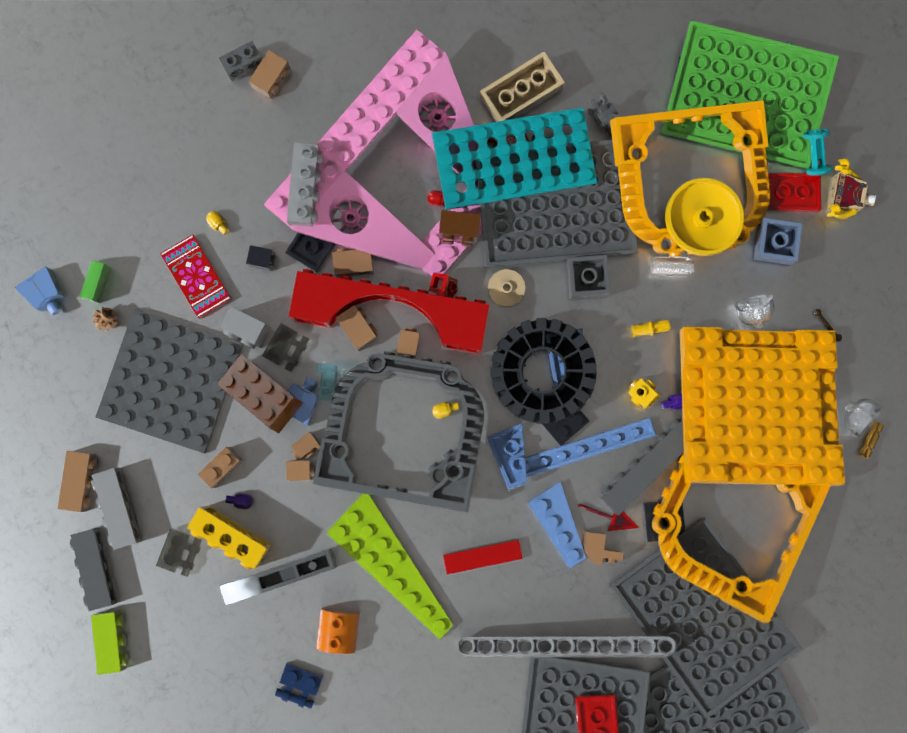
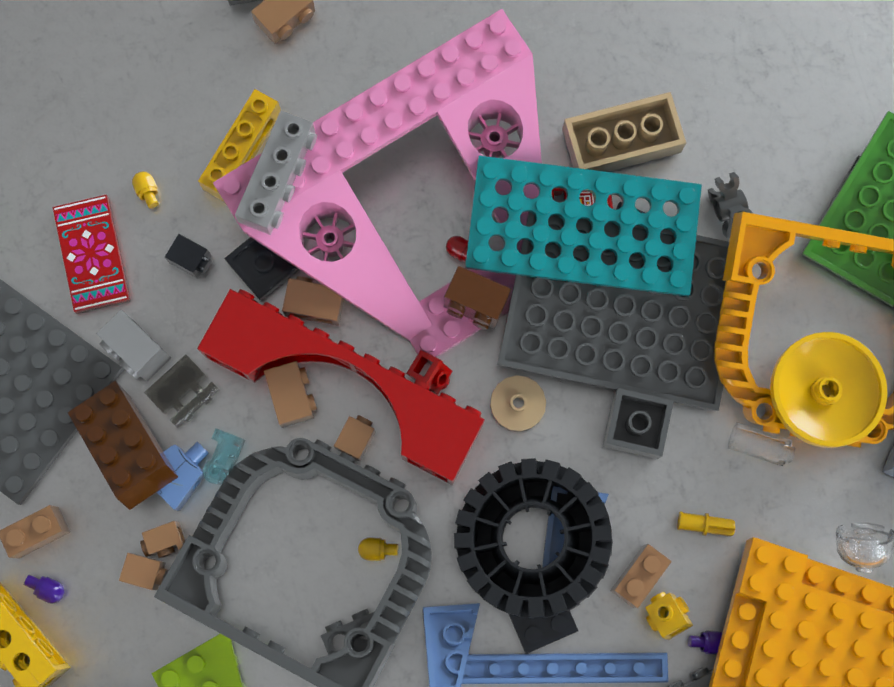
camera: 15 degrees right, 5 degrees down
(270, 171) = (242, 139): none -> yellow brick
(619, 373) = (641, 576): none -> medium nougat brick

